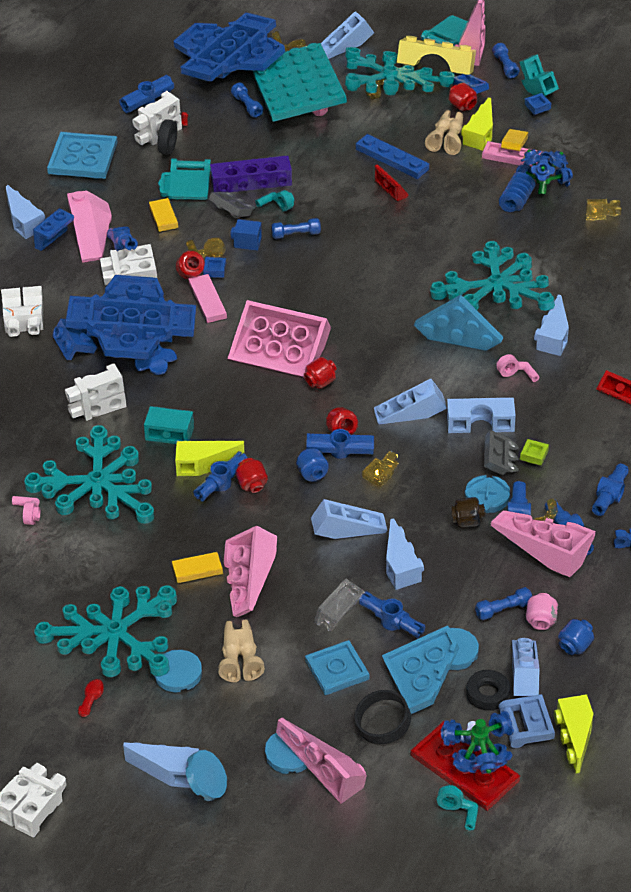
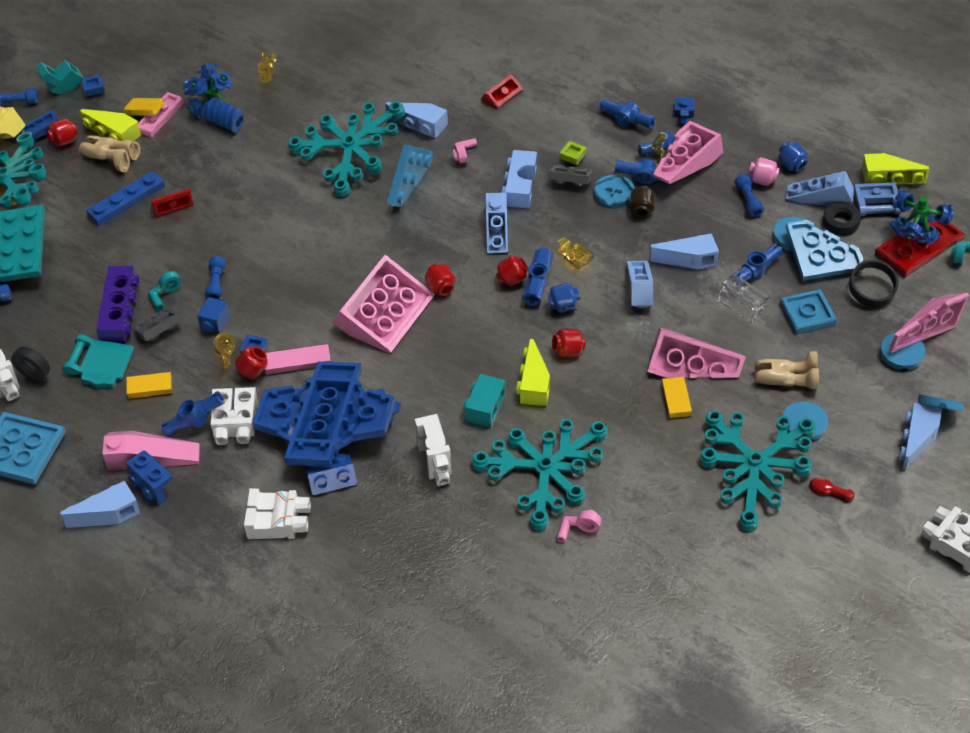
camera: 80 degrees left, 5 degrees up
(220, 476) = (564, 366): blue pin -> none

